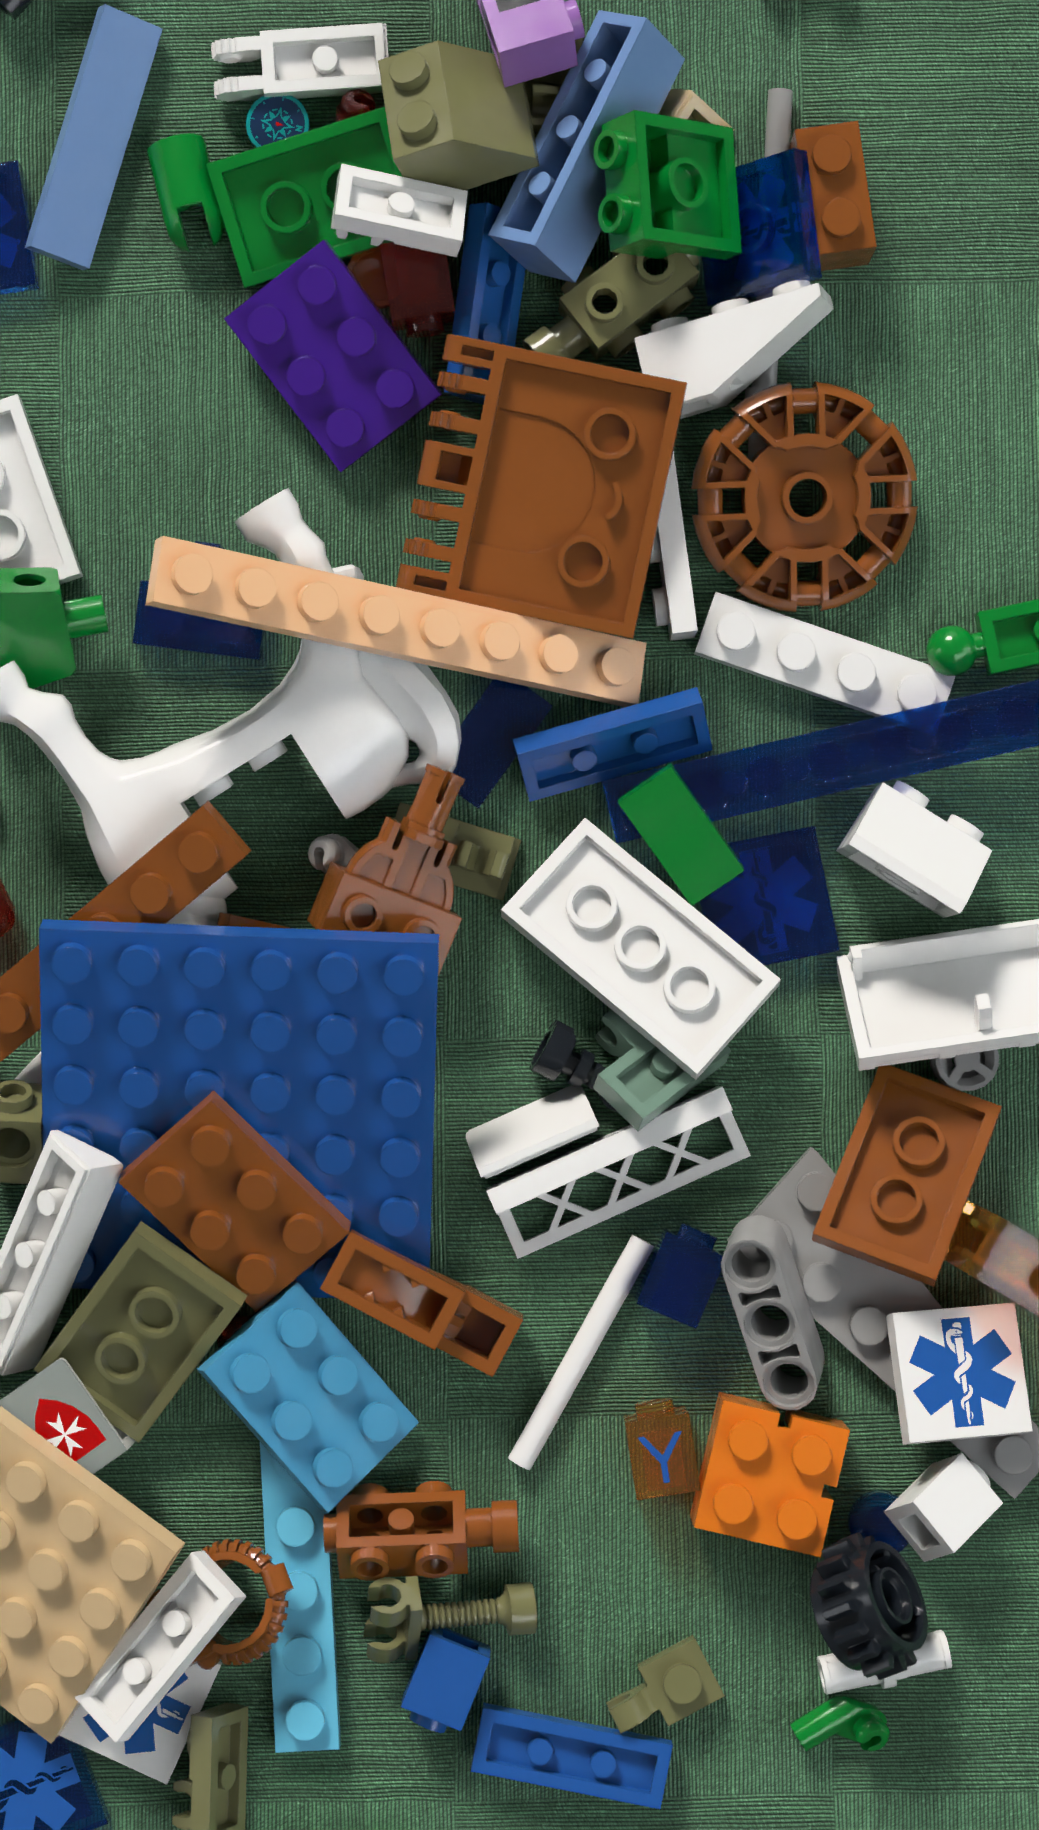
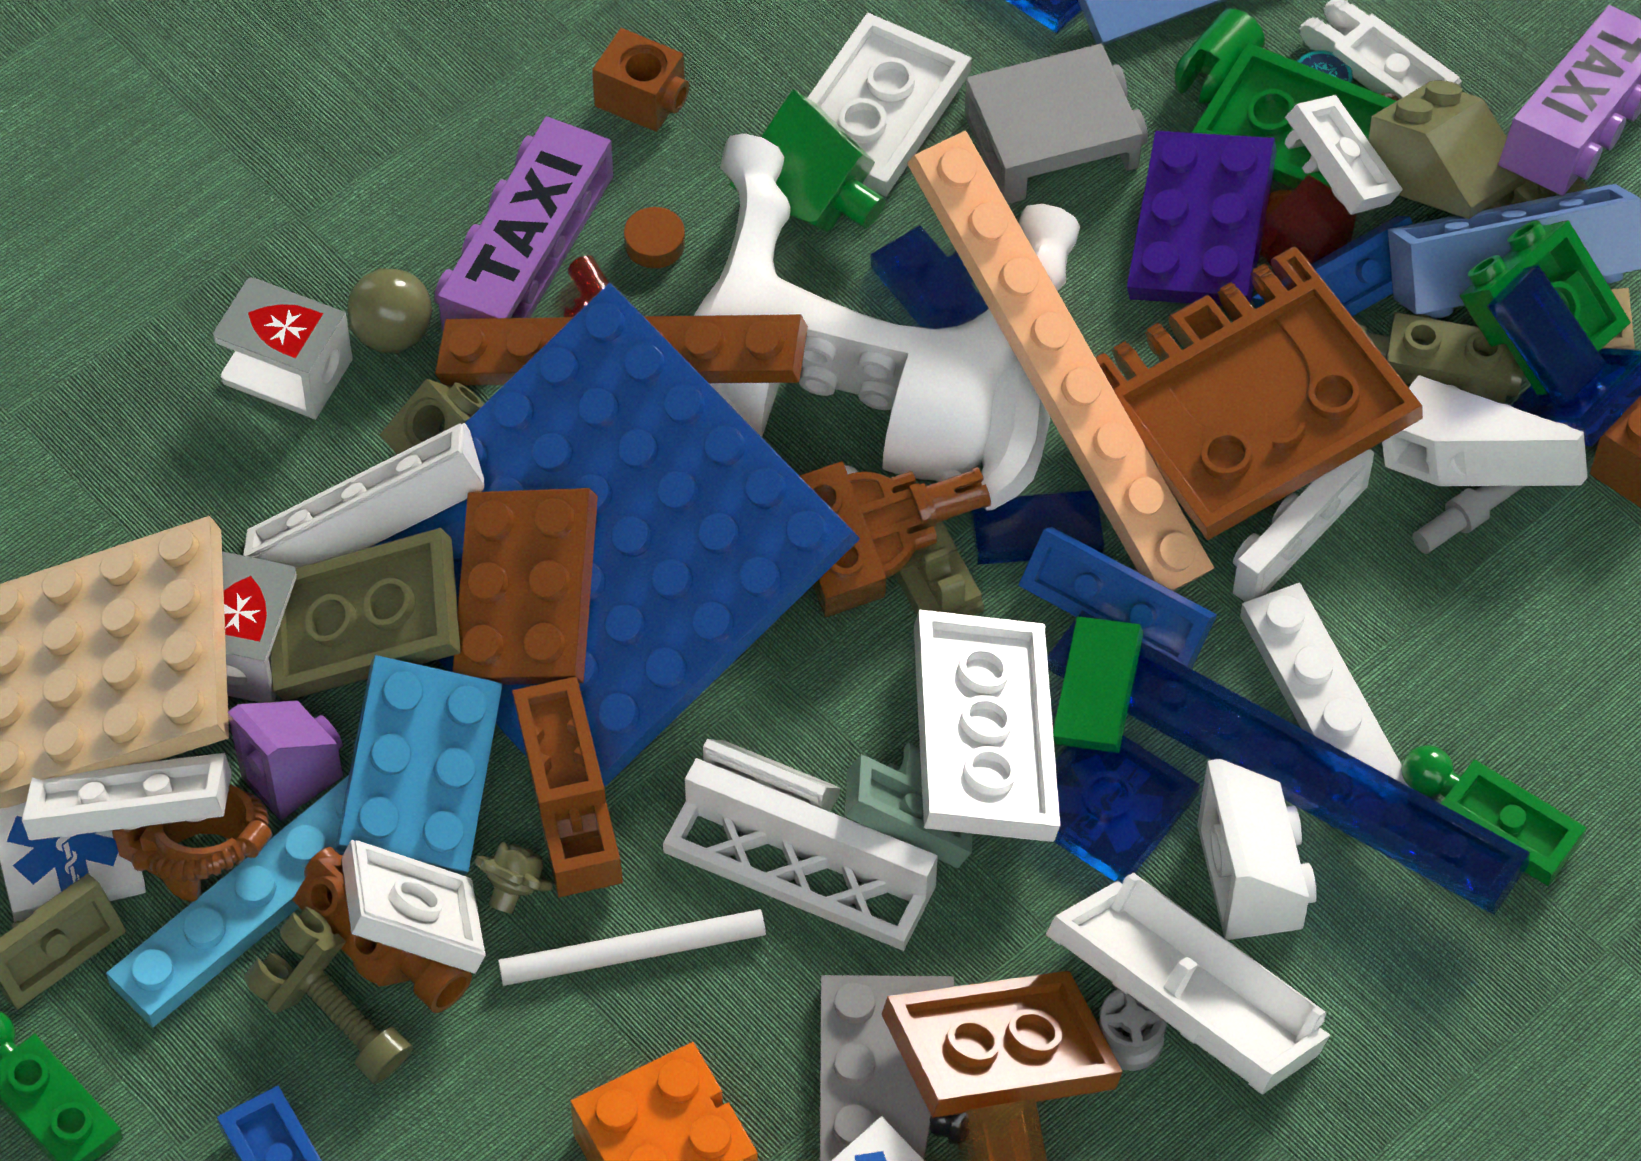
camera: 45 degrees right, 30 degrees down
(136, 382) = (1052, 117): none -> light grey panel
(208, 1482) = (285, 753): none -> medium lavender slope
(432, 1506) = (412, 906): none -> white tile
(445, 1680) = (277, 1042): blue brick -> none
(452, 1394) = (513, 874): none -> olive plant
(557, 1055) = (844, 743): black piece -> none
(661, 1449) = (605, 1046): clear orange brick -> none
(681, 1275) = (761, 959): clear blue brick -> none
(707, 221) = (1546, 334): none -> clear blue tile
(767, 488) = (1430, 616): dark orange plate -> none
(772, 1340) = (797, 1002): light grey beam -> none

